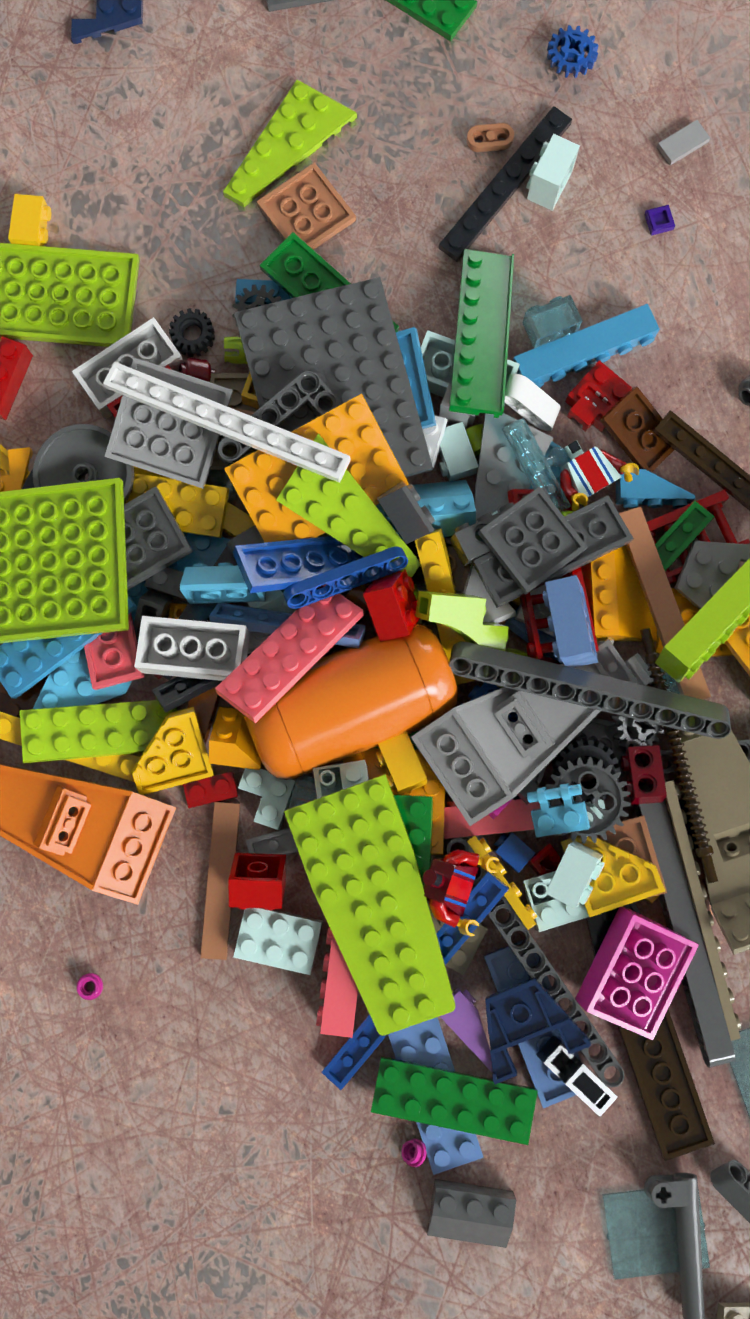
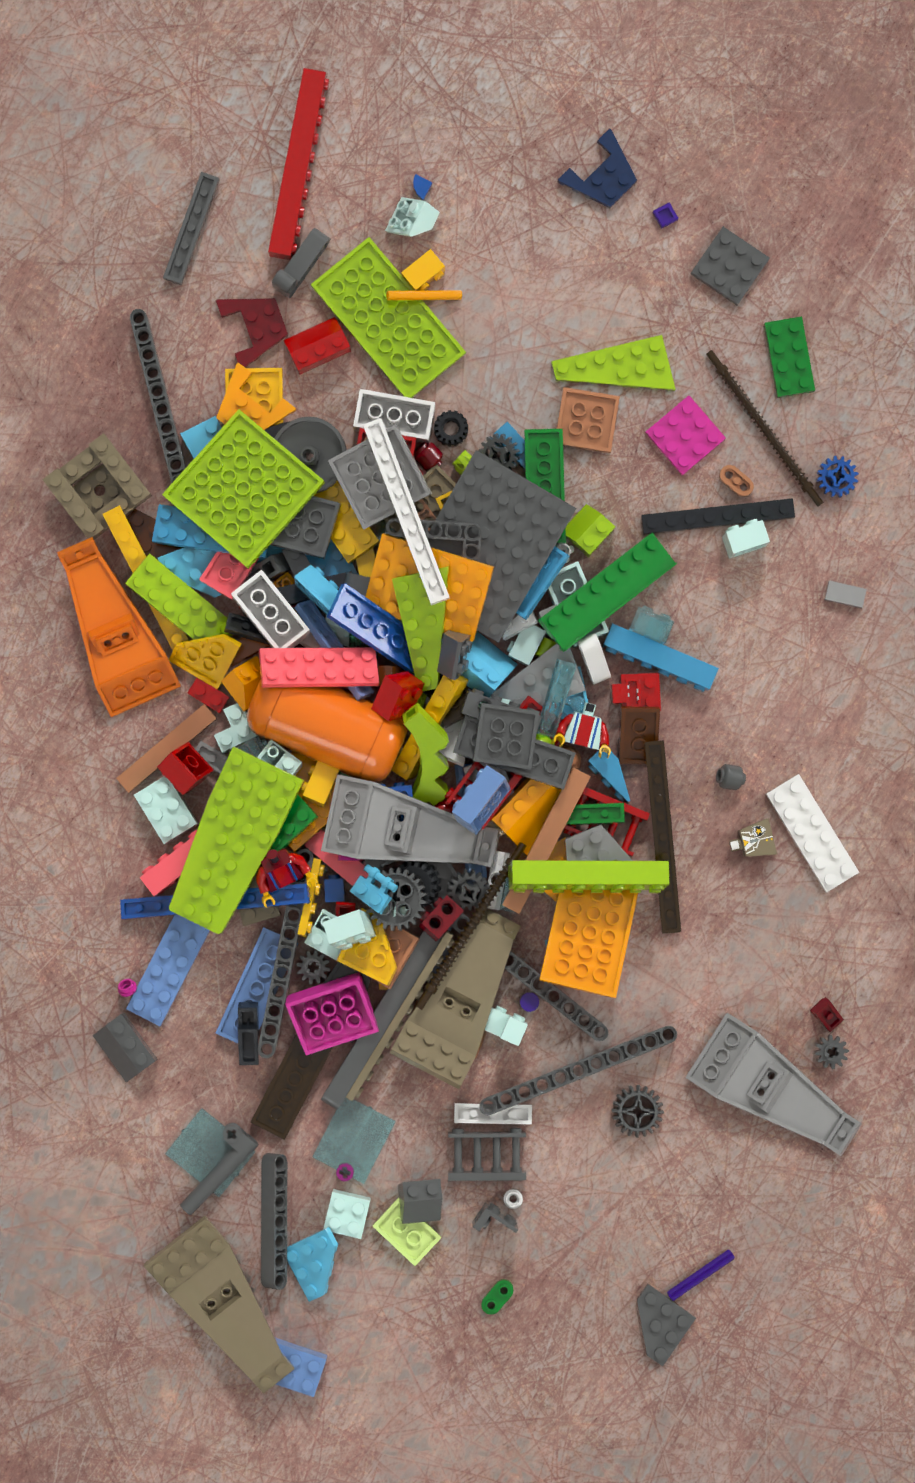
camera: 40 degrees right, 5 degrees up
(49, 240) = (425, 295): none -> light orange piece
(82, 989) = (38, 734): dark pink plate -> none
(333, 577) = (387, 657): blue beam -> none
(405, 143) = (685, 435): none -> dark pink plate
(409, 299) = (588, 530): none -> lime slope
(454, 1100) = (173, 982): green plate -> none
(468, 1026) = (220, 949): medium lavender slope -> none
(521, 1015) = (252, 973): dark blue wing -> none
(554, 85) = (722, 370): none -> dark brown hose
(579, 946) = (308, 961): none -> dark grey gear
(590, 690) = (455, 844): dark grey beam -> none
(659, 220) = (783, 625): dark purple tile -> none

